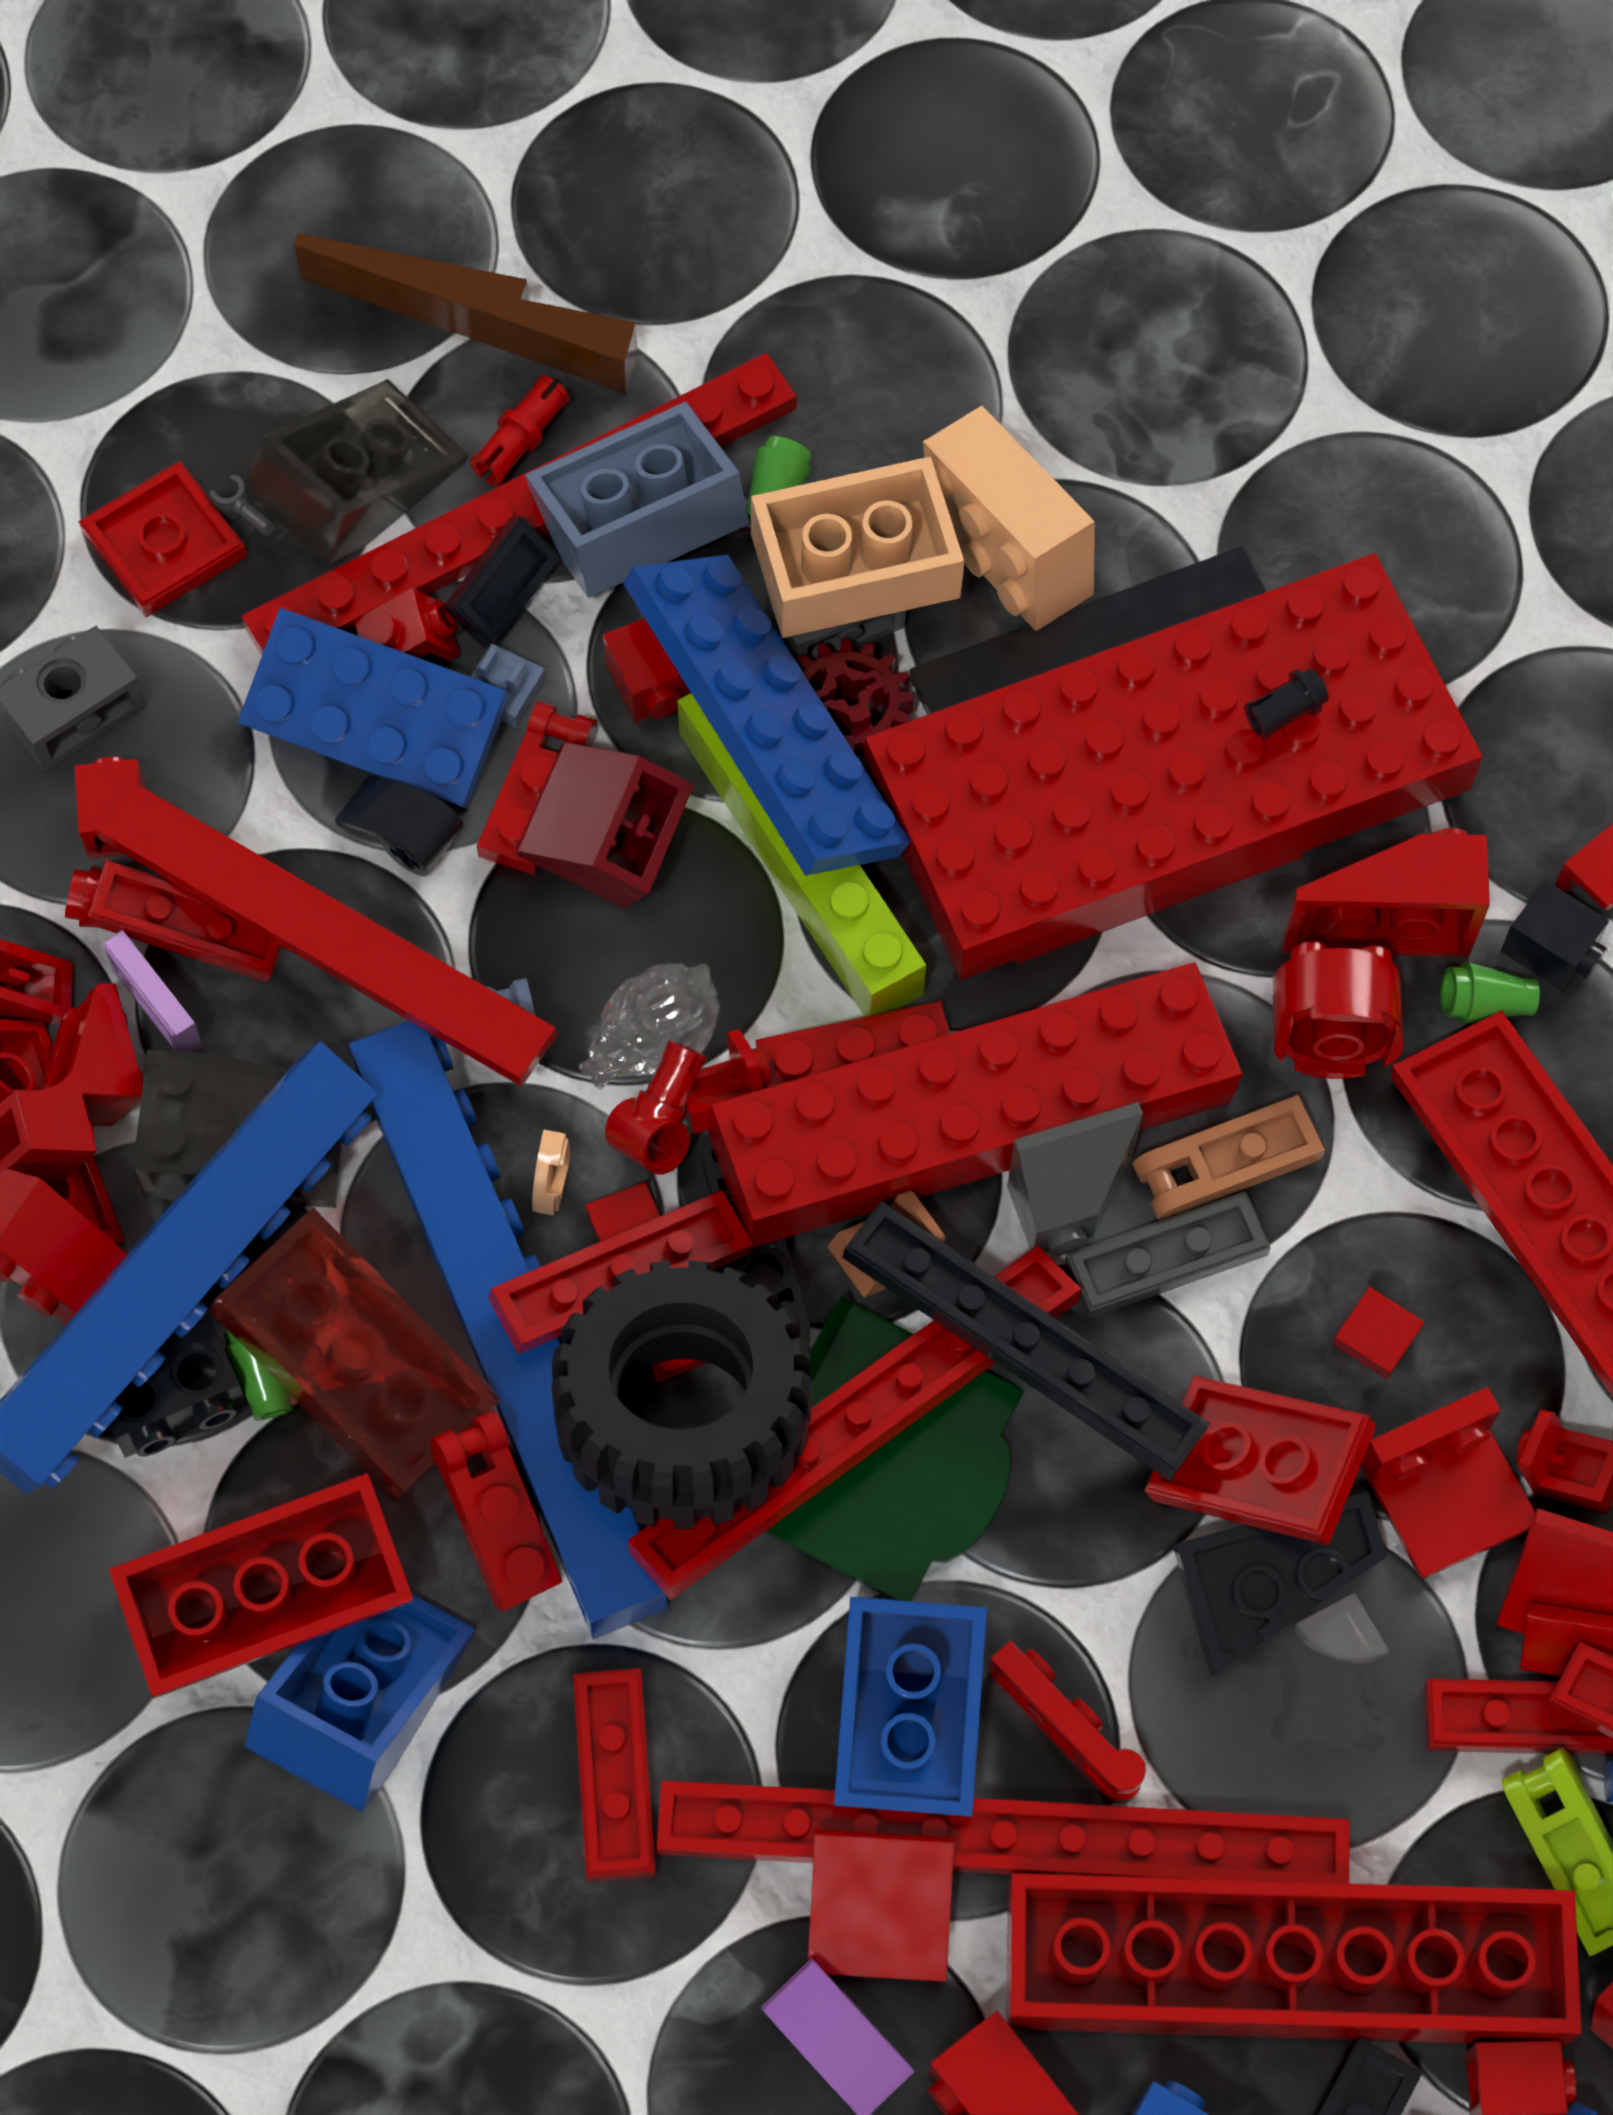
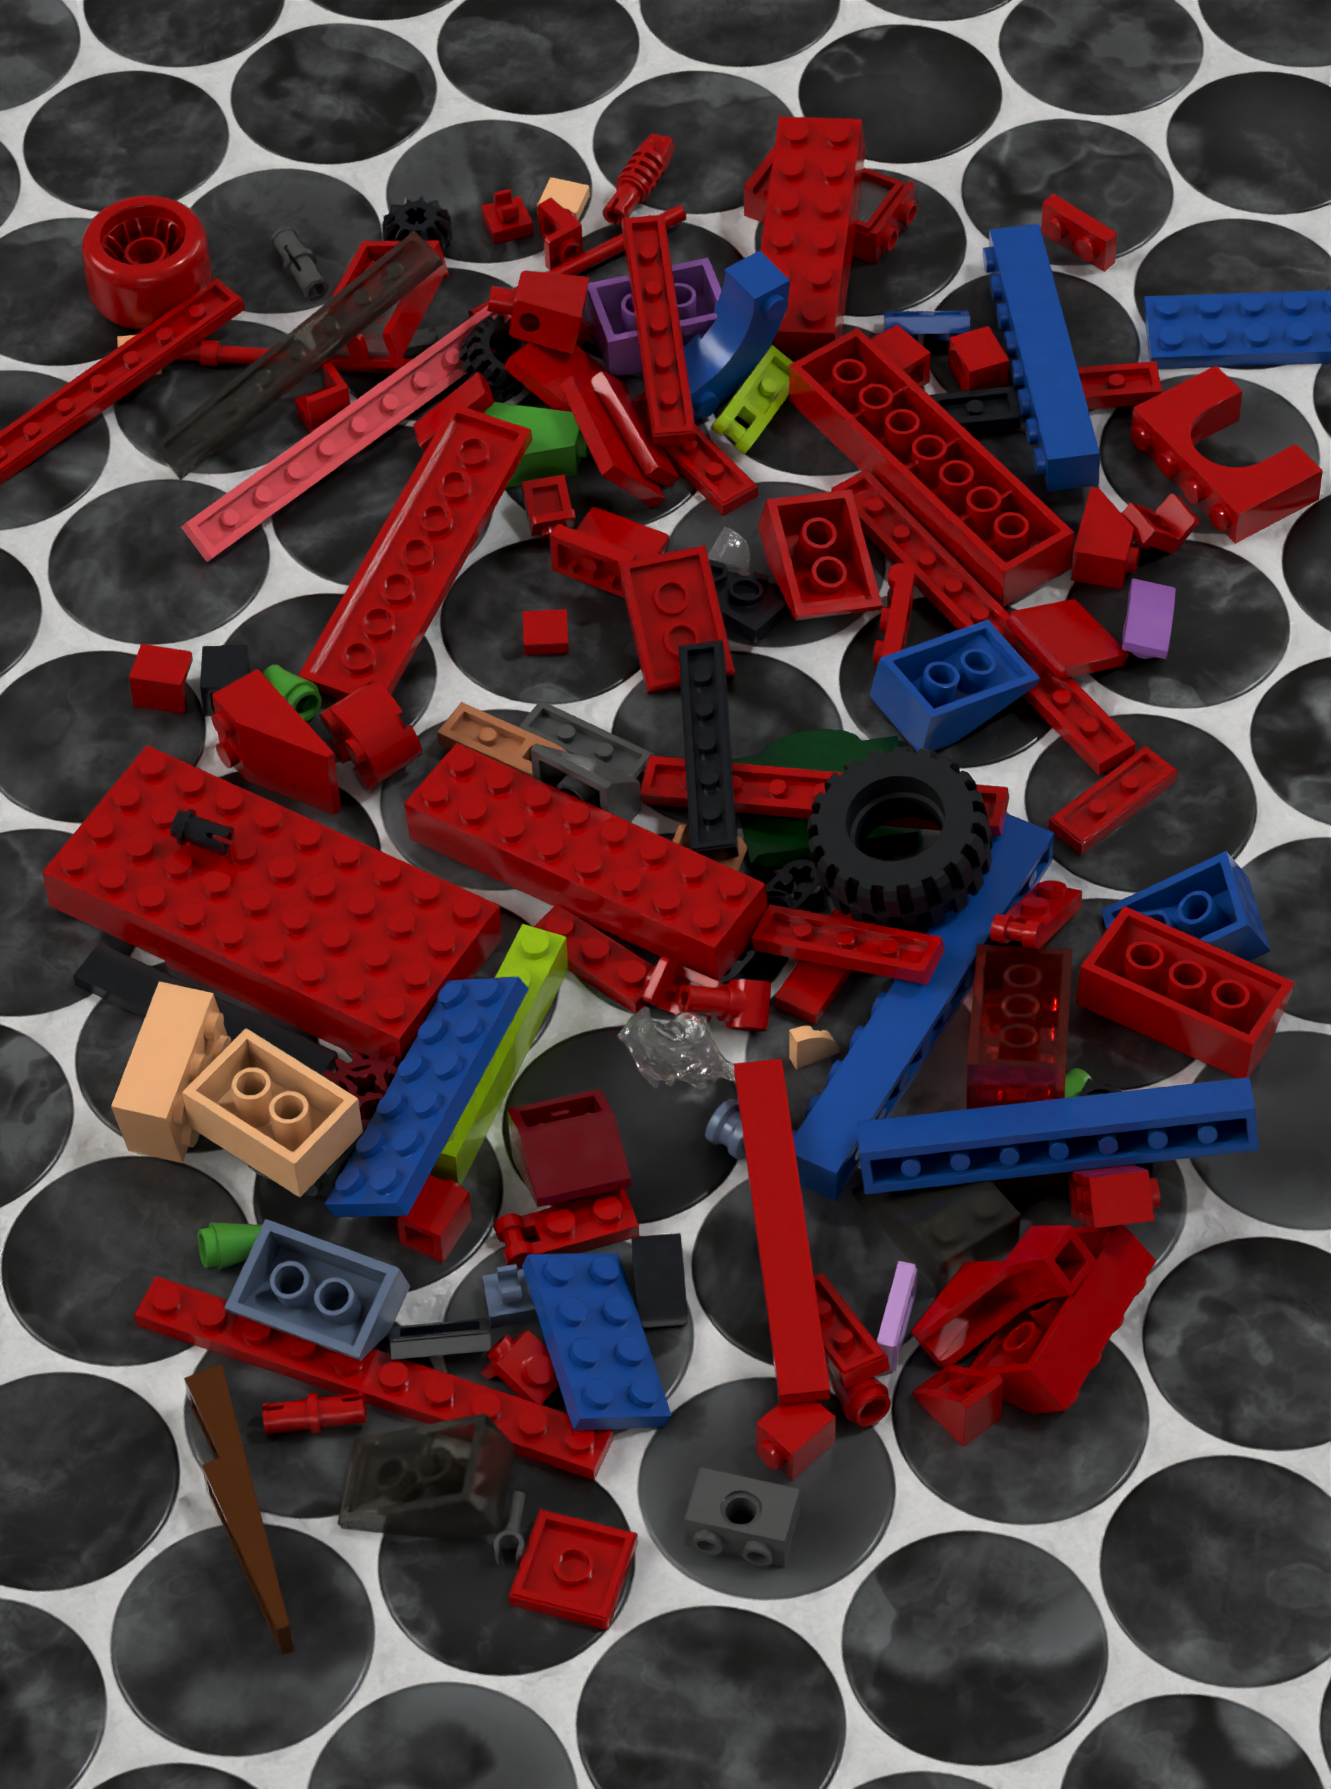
camera: 125 degrees left, 15 degrees down
(1230, 1700) = (819, 554): none -> red slope

